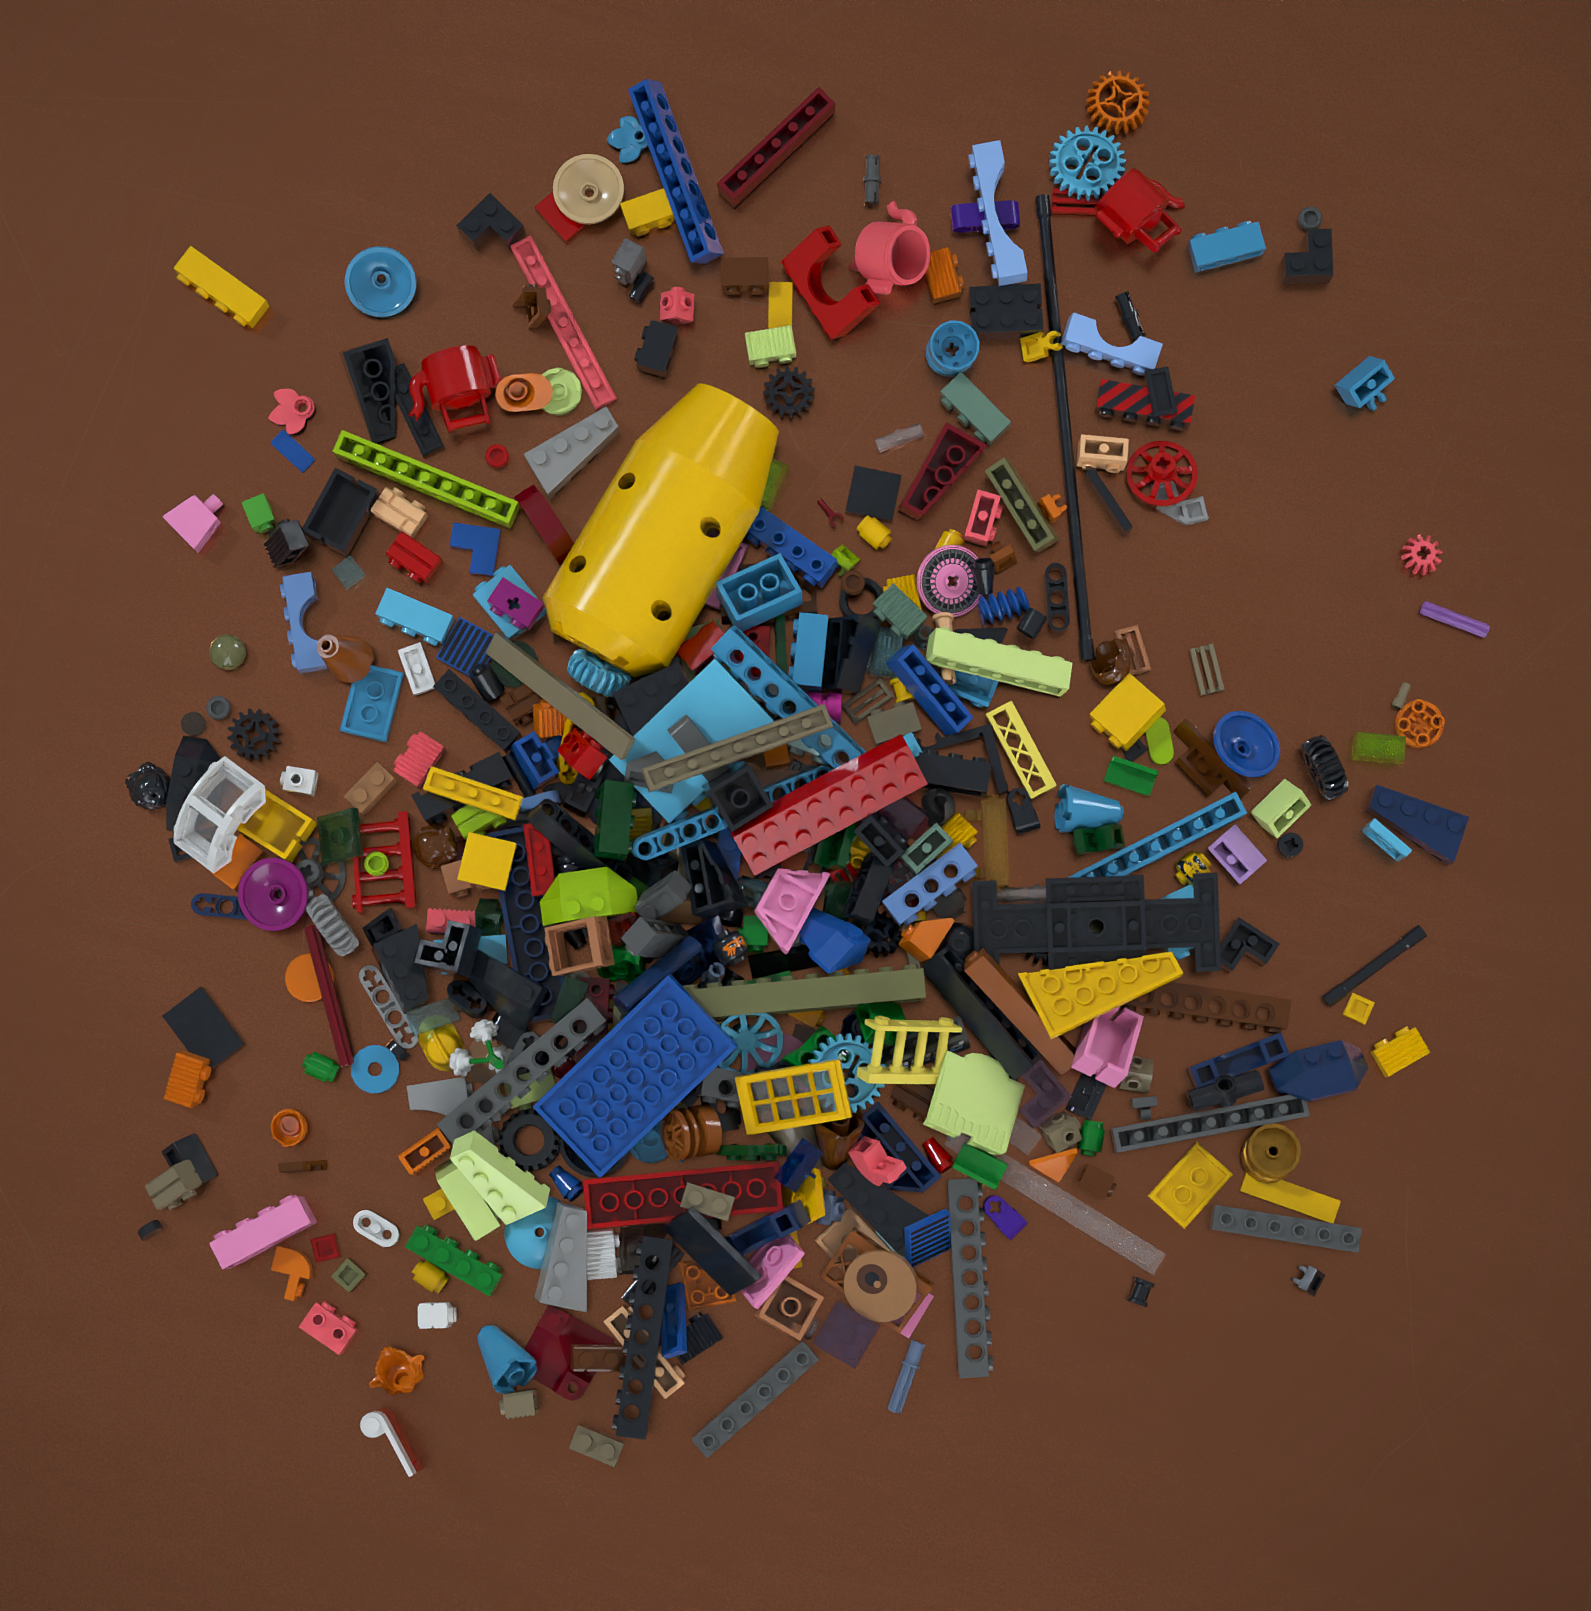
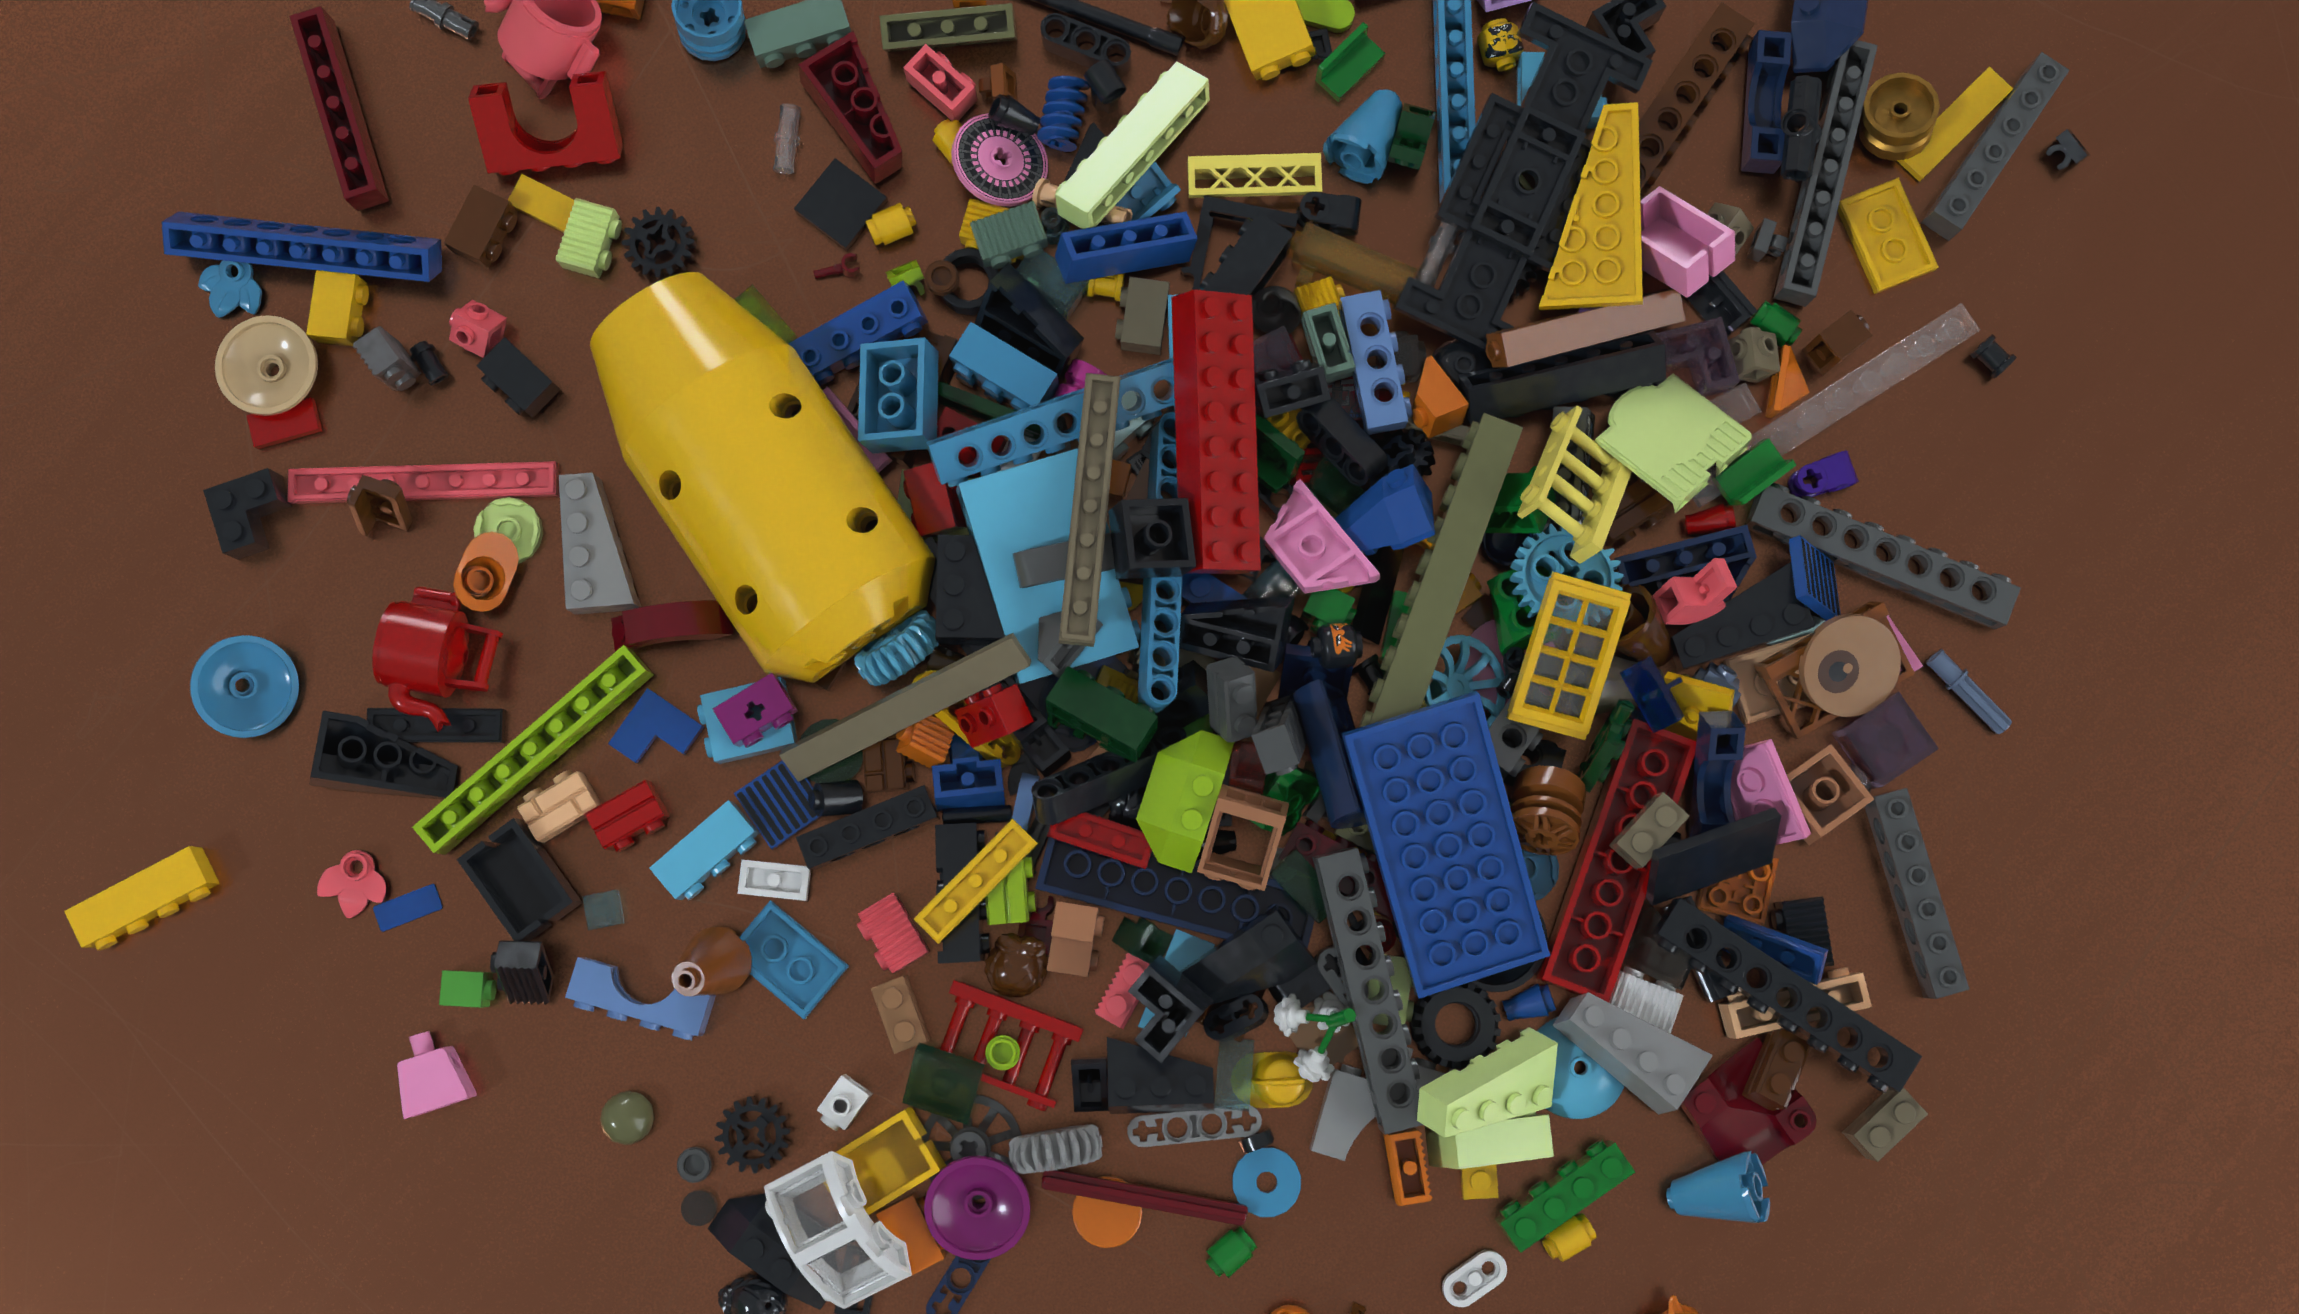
camera: 65 degrees left, 0 degrees up
(436, 1315) = (1627, 1253): white brick -> none
(486, 861) = (1074, 905): yellow tile -> none
(497, 456) = (551, 647): red tile -> none
(519, 1404) = (1792, 1198): dark tan brick -> none
(711, 975) = (1358, 693): sand blue pin -> none
(850, 713) = (1103, 363): dark tan tile -> none

